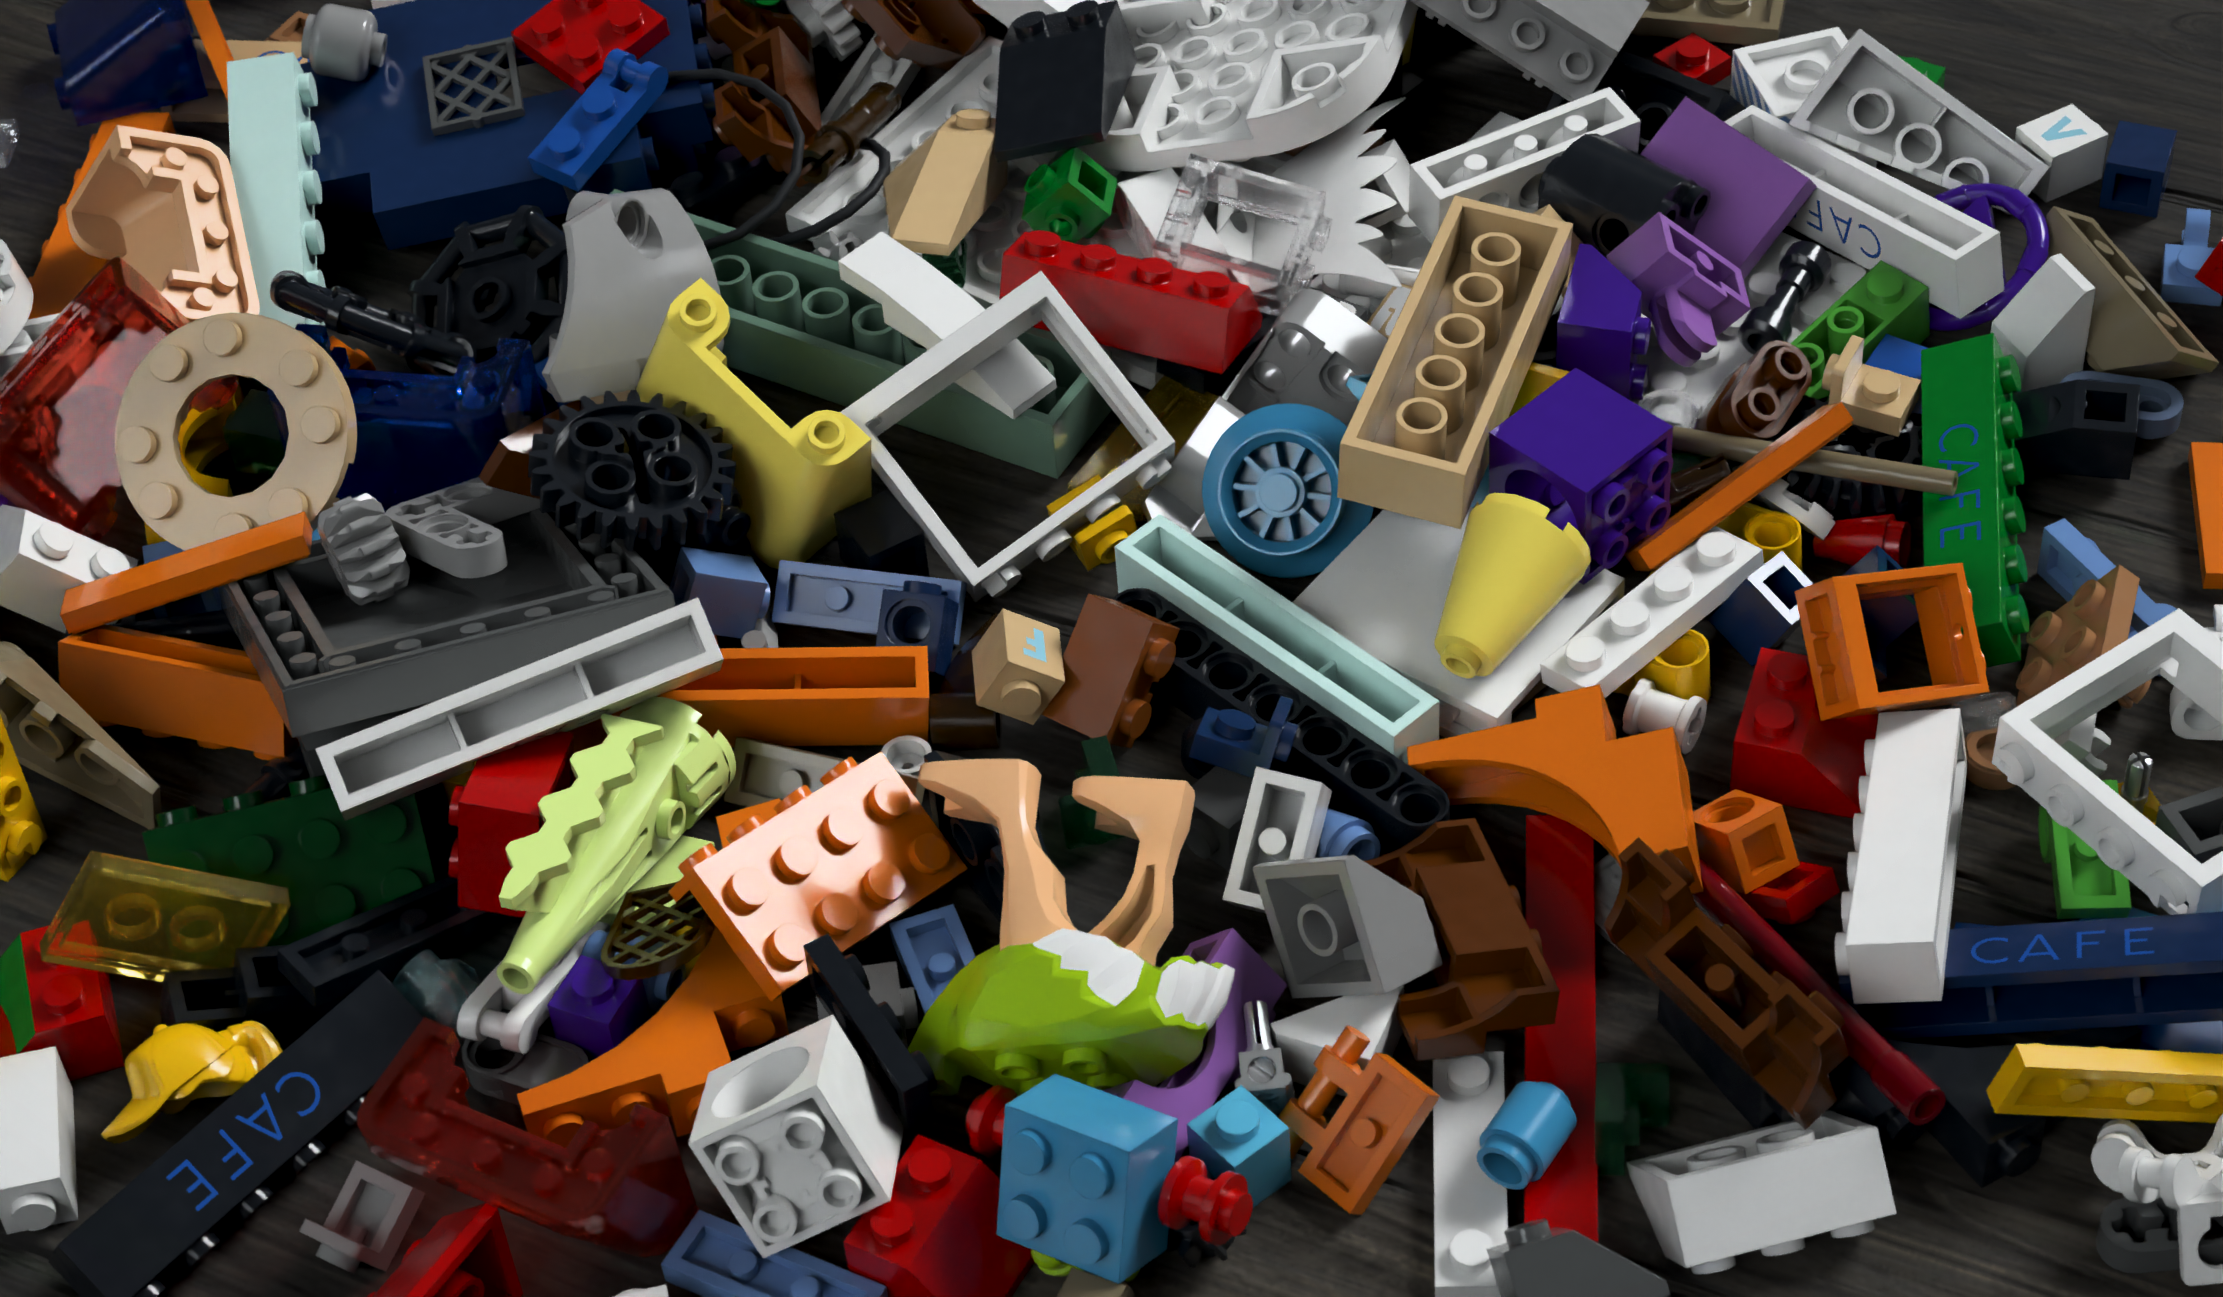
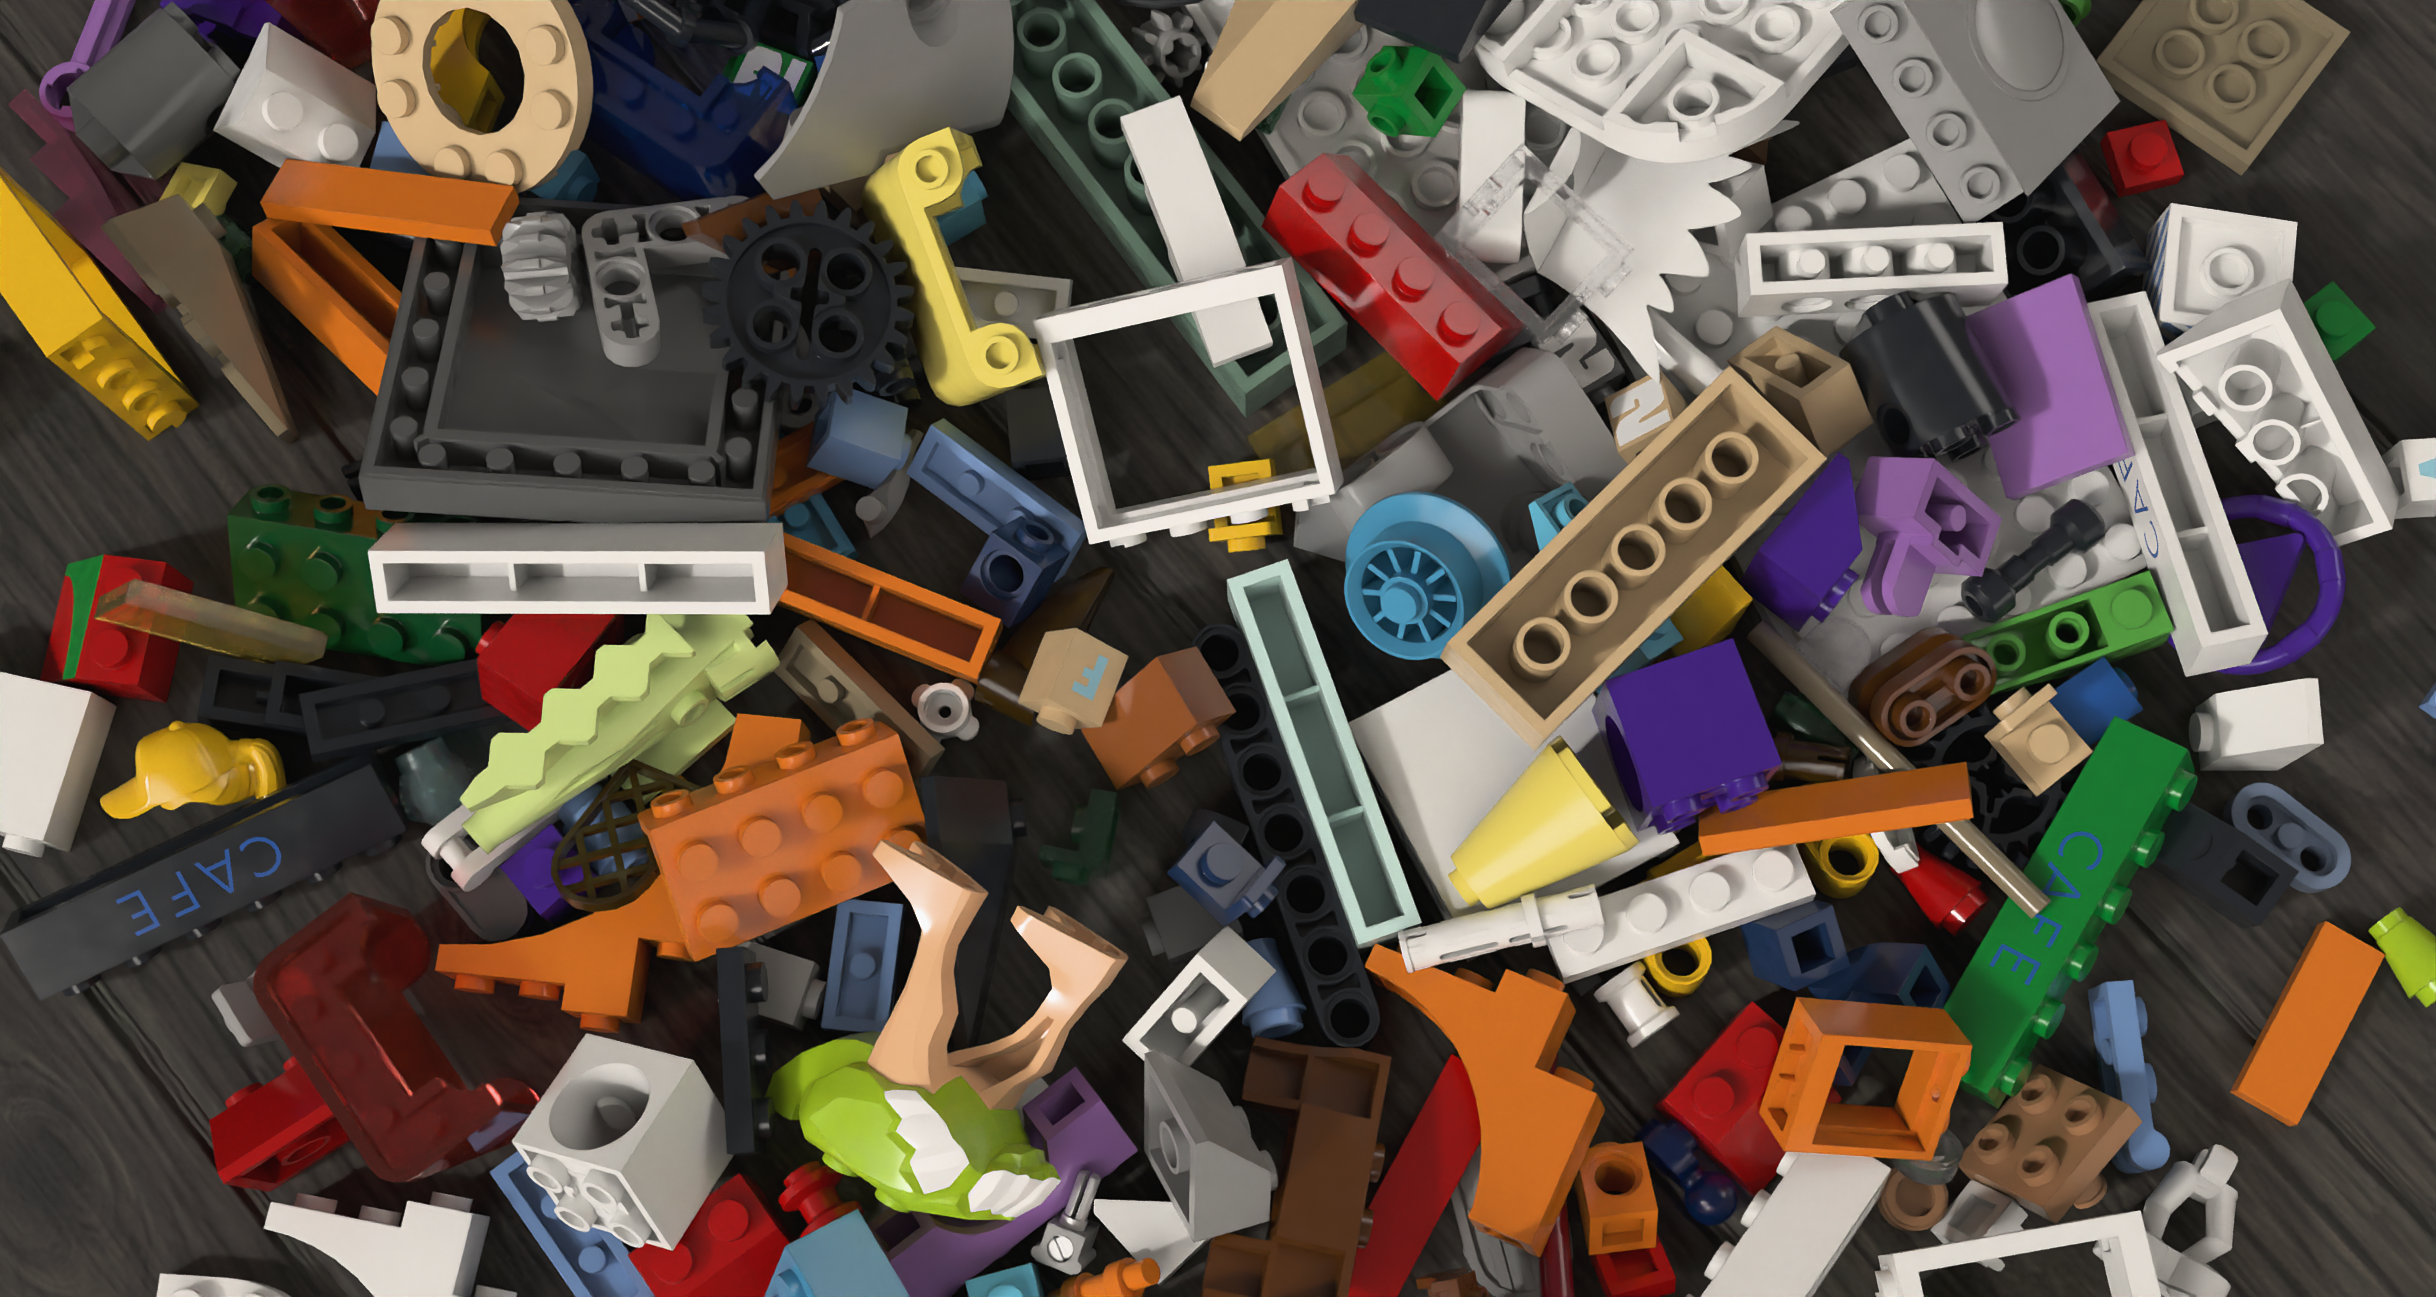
camera: 25 degrees right, 30 degrees up
(1531, 653) = (1508, 926): none -> white pin
(1820, 819) = (1670, 1147): none -> clear blue plate
(2130, 323) = (2368, 769): dark tan wedge -> none

